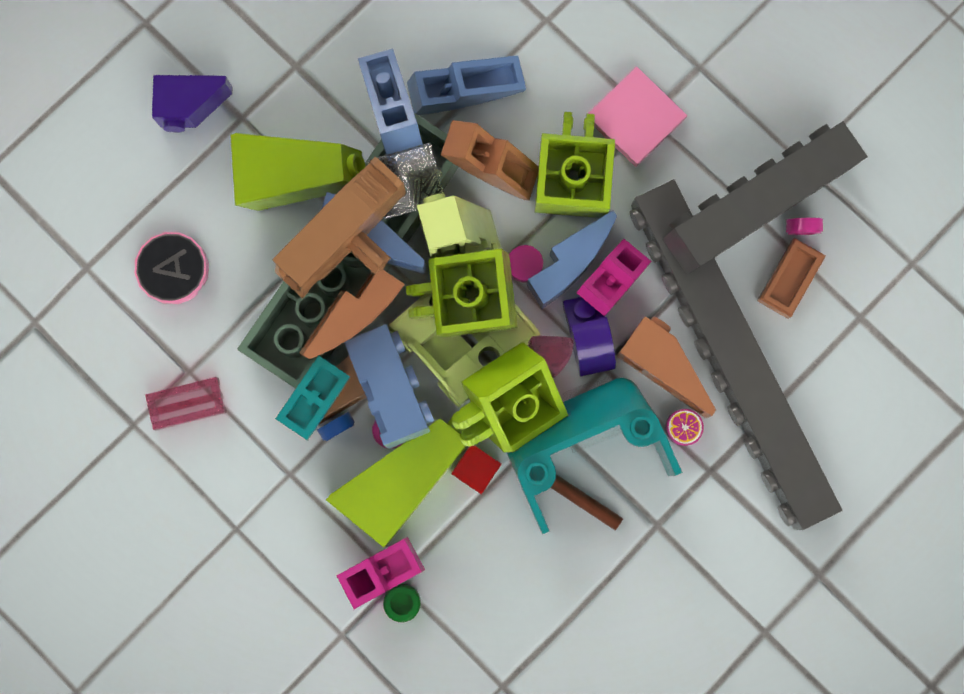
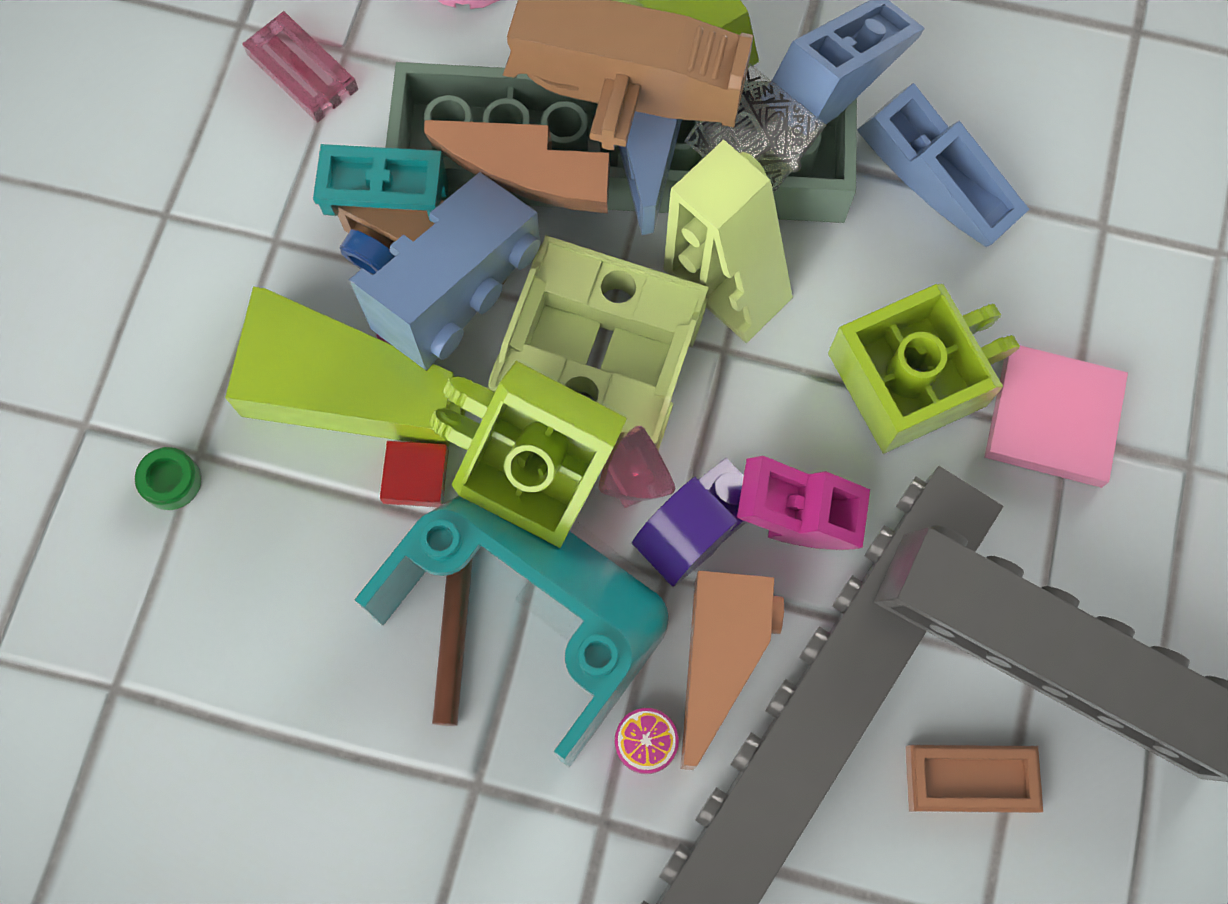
camera: 60 degrees right, 10 degrees down
(380, 572) = (189, 417): dark pink brick -> none
(450, 281) = (650, 301): lime hinge -> none
(490, 159) = (859, 230): nougat slope -> none
(525, 262) = (747, 379): dark pink tile -> none
(570, 260) = (795, 435): medium blue slope -> none
(804, 226) = (1066, 750): dark pink tile -> none

